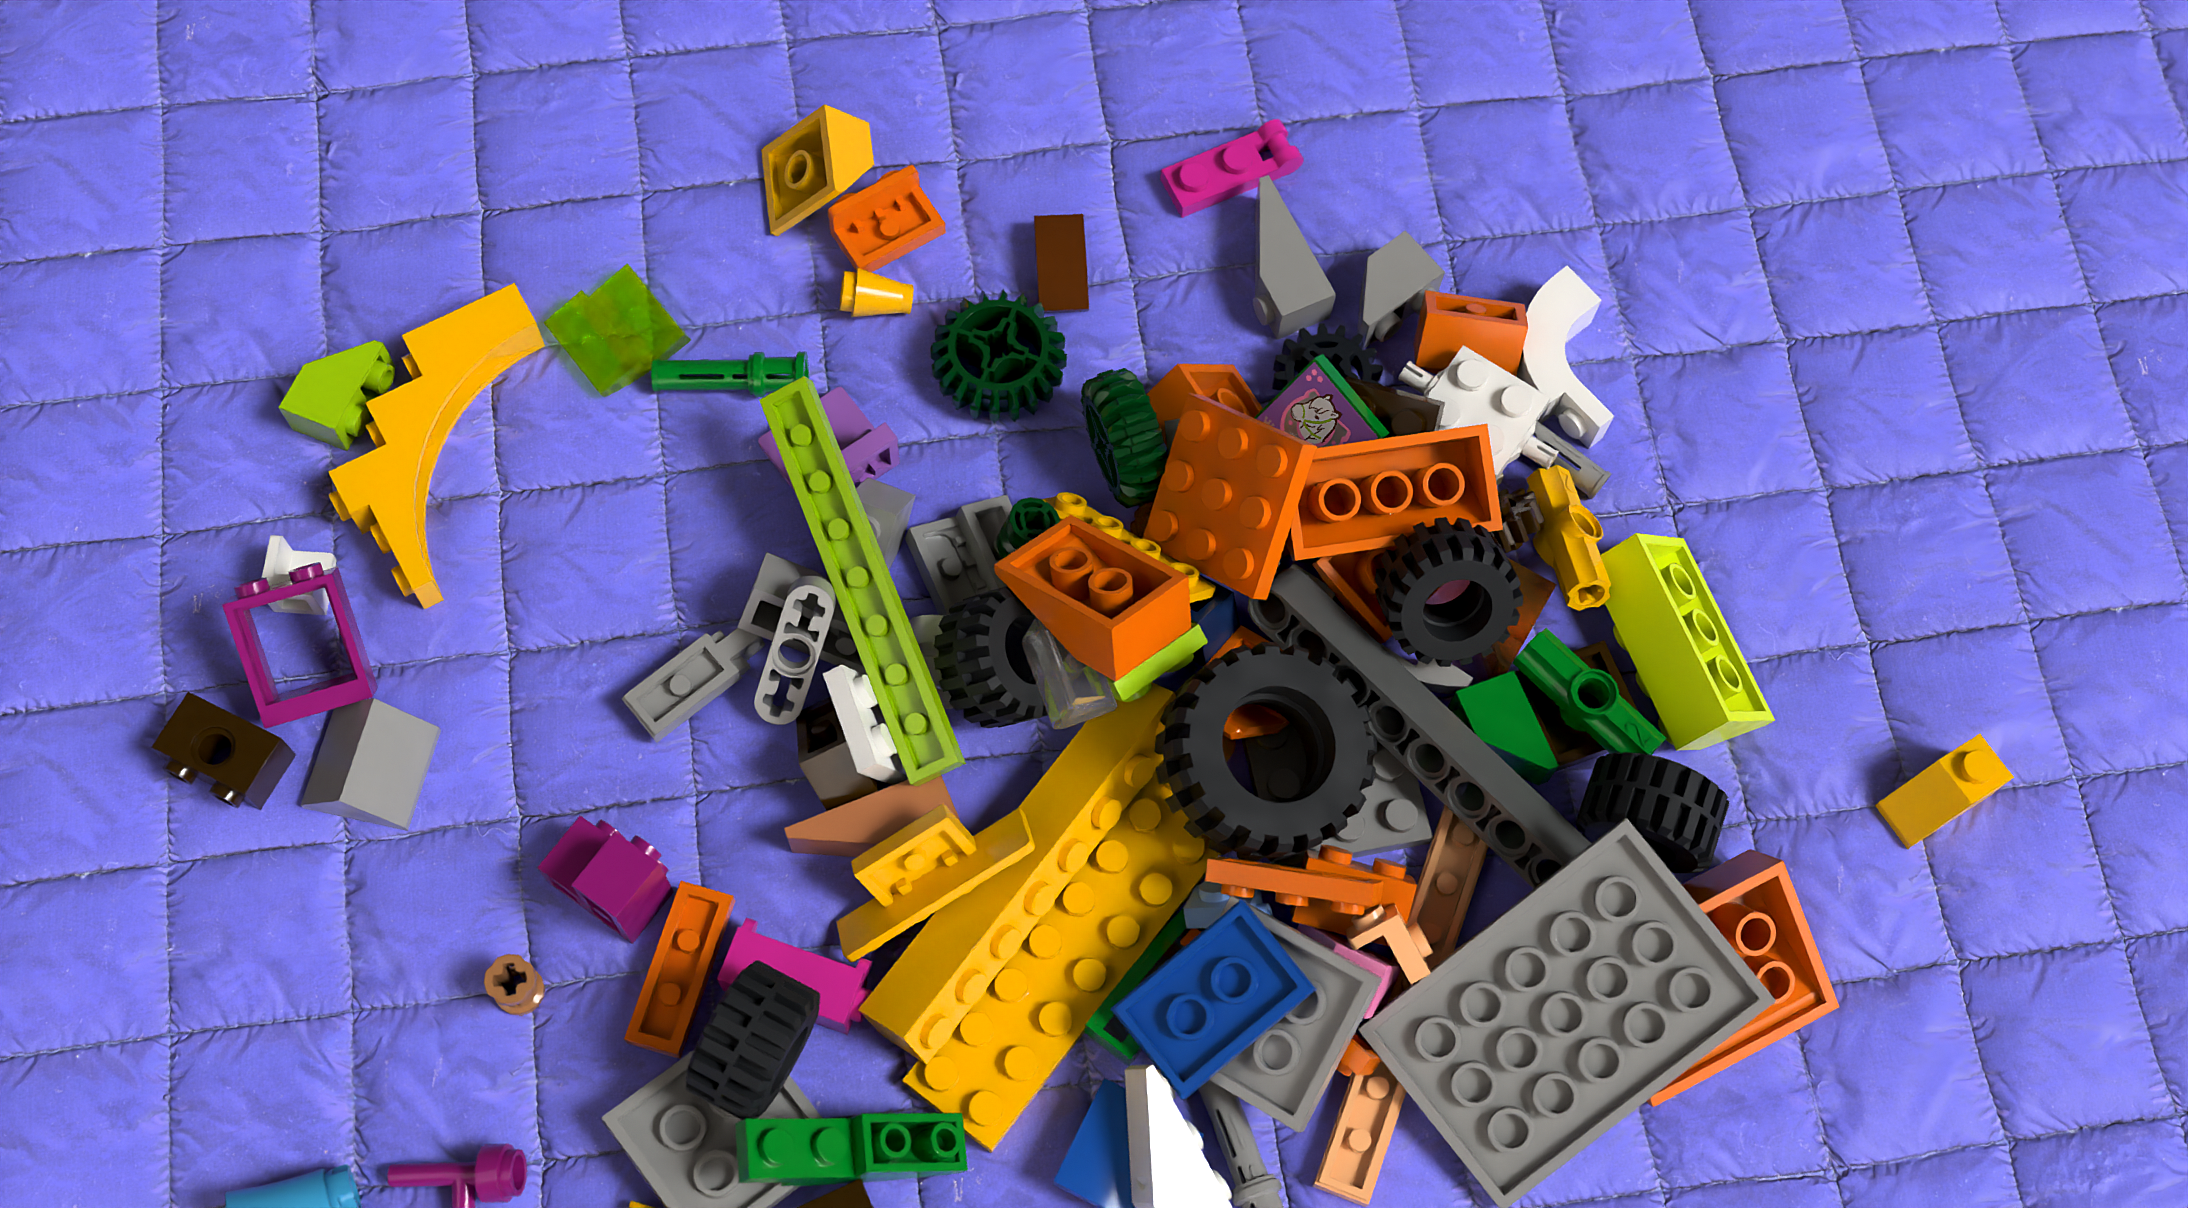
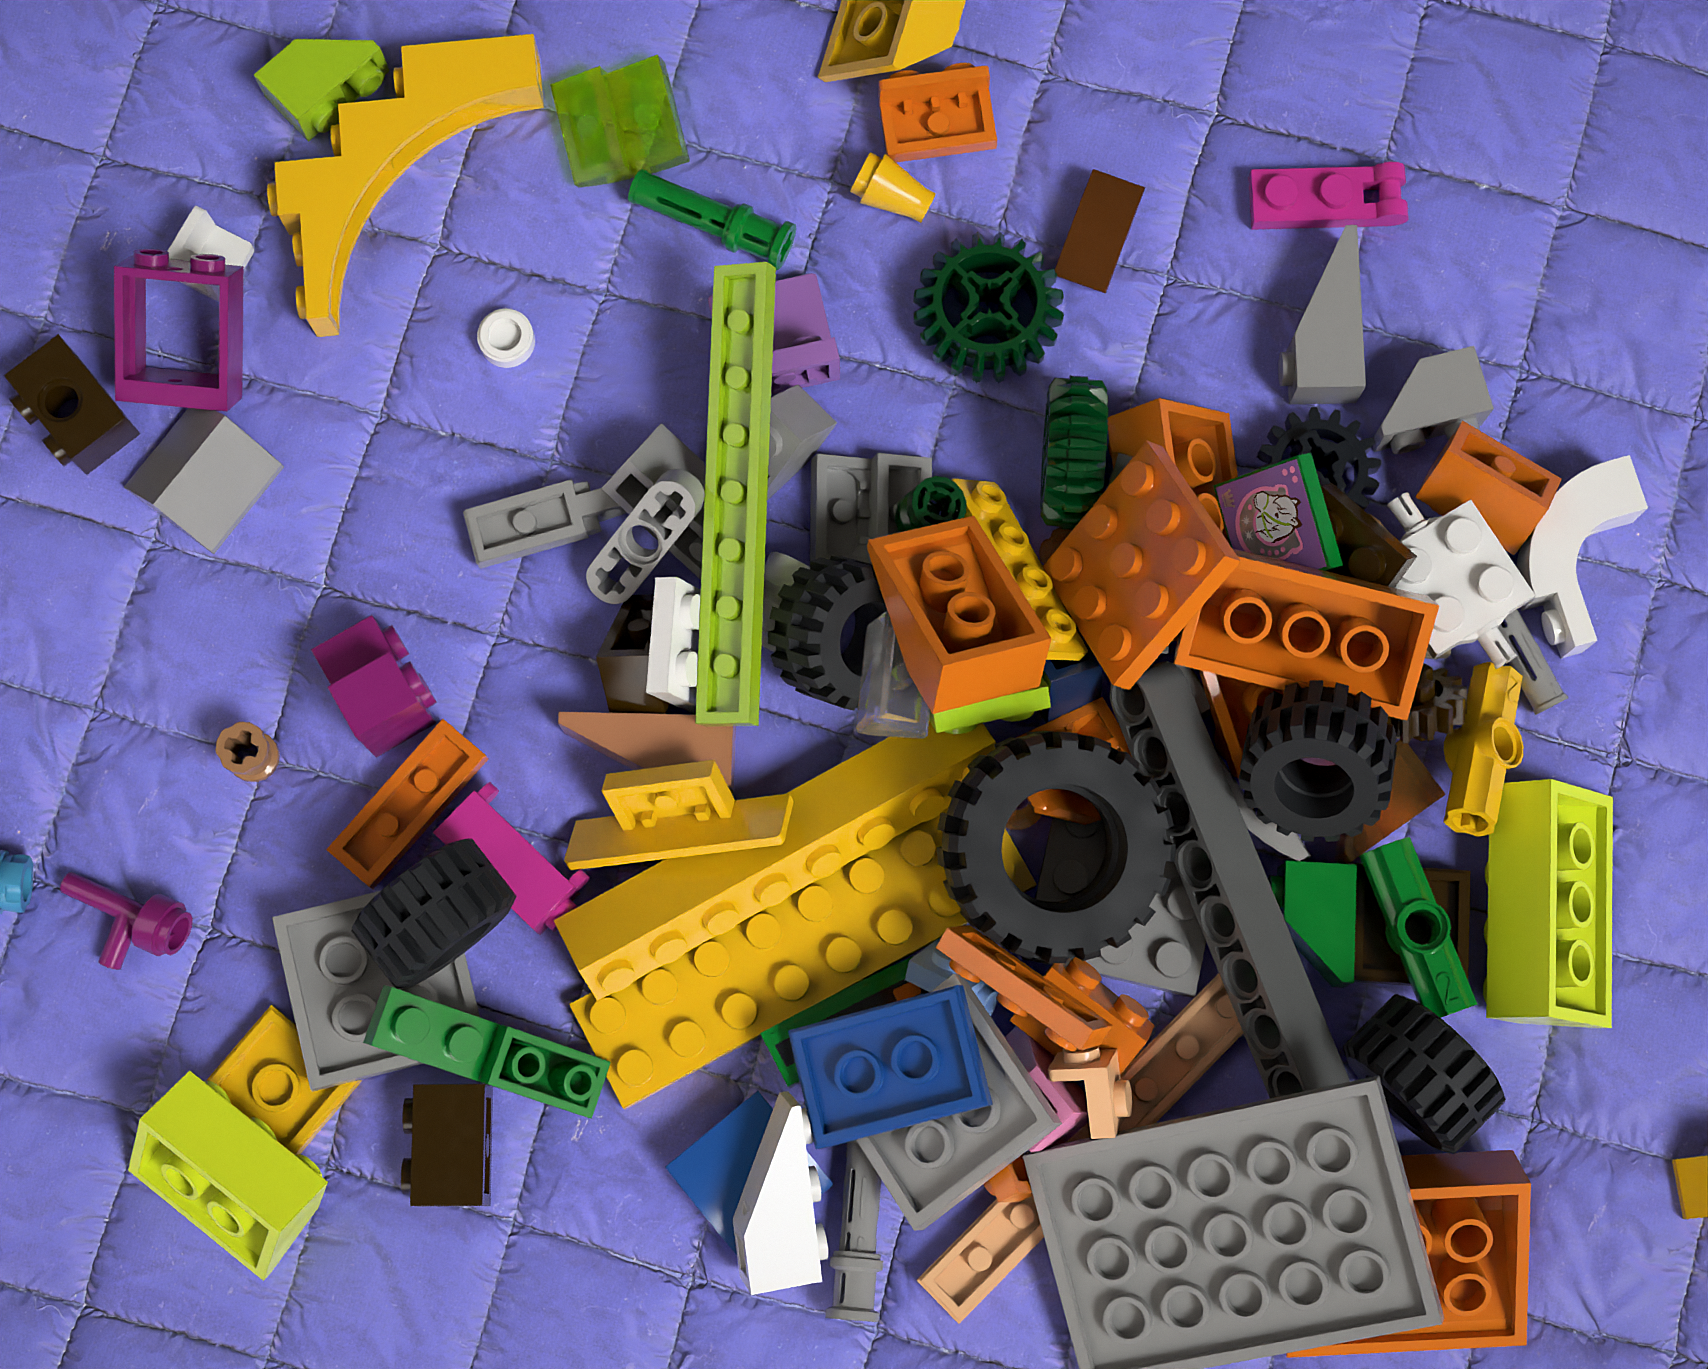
camera: 30 degrees right, 10 degrees up
(595, 543) = (506, 338): none -> white tile

